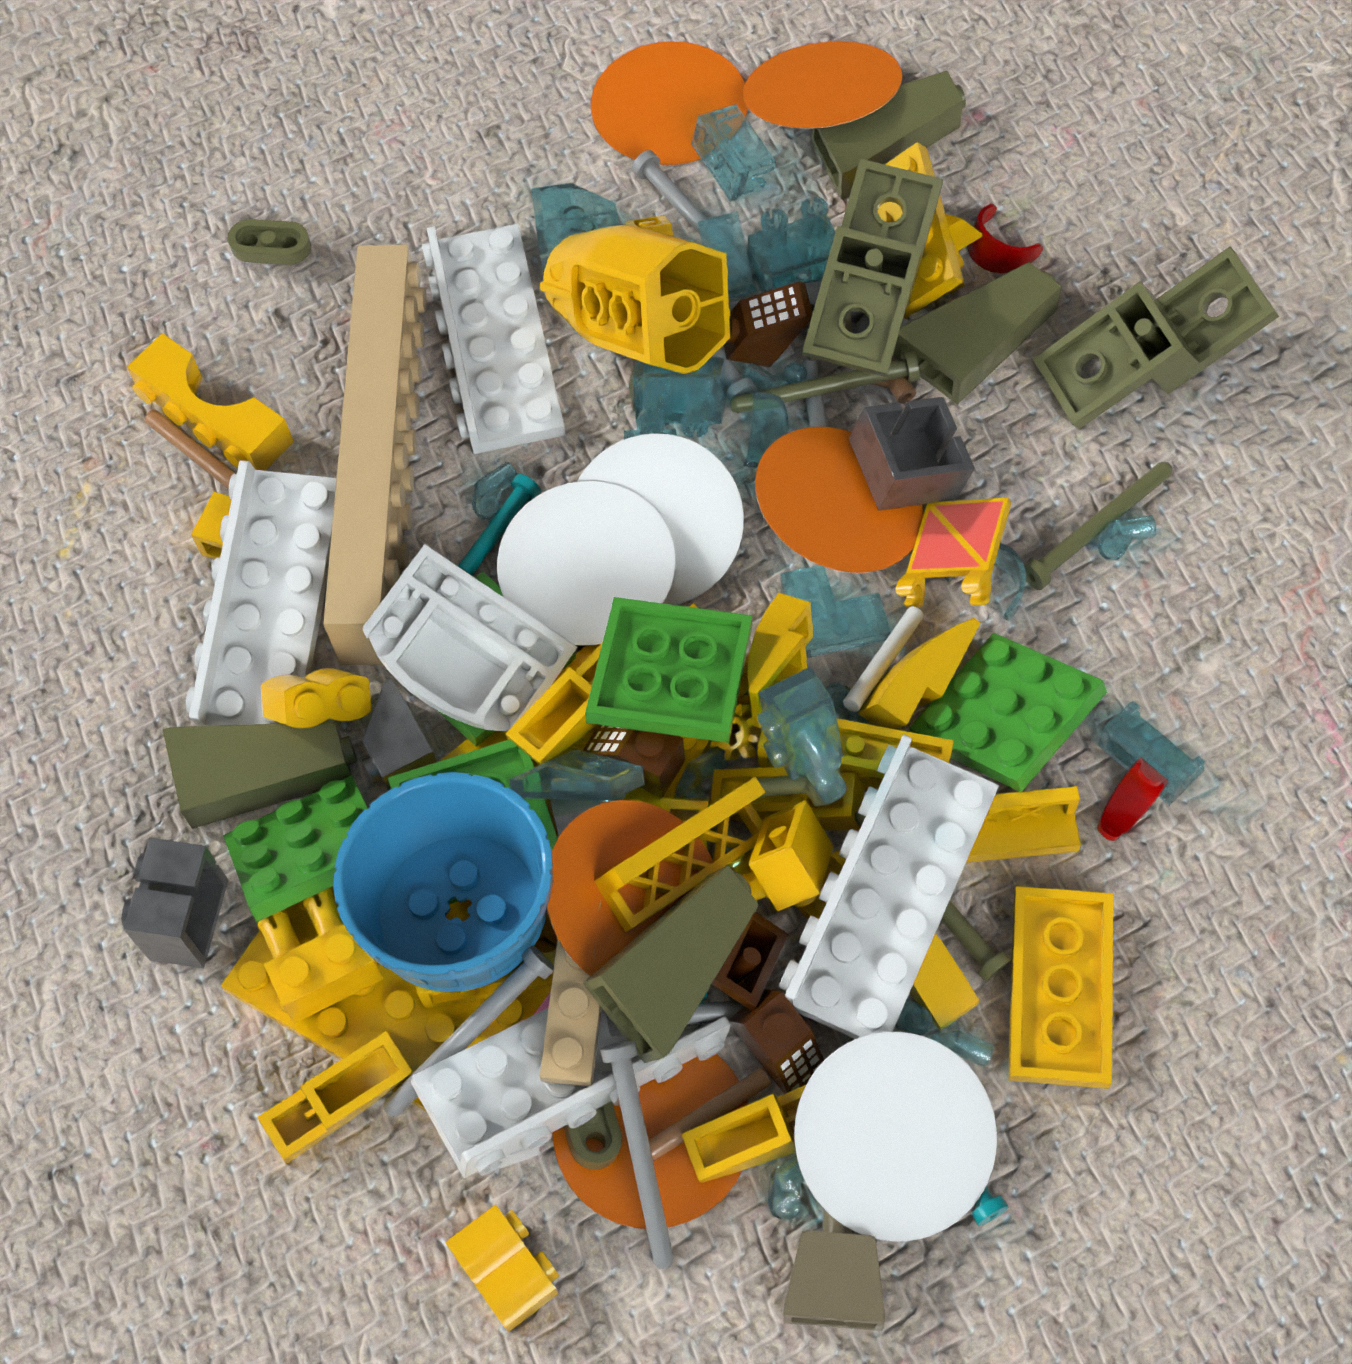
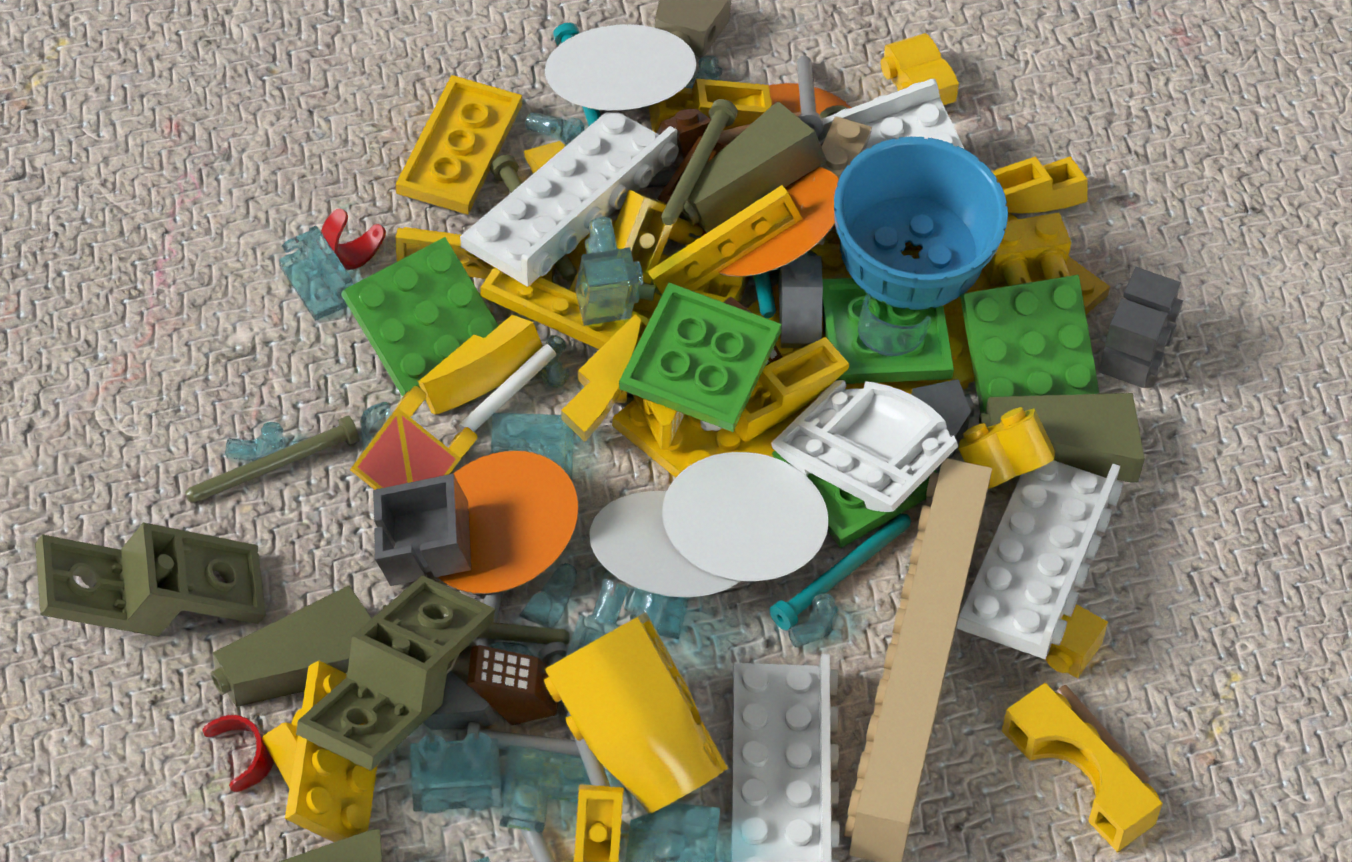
camera: 175 degrees left, 10 degrees down
(579, 777) = (801, 313): clear light blue wing -> none
(734, 1031) = (722, 114): none -> olive bar

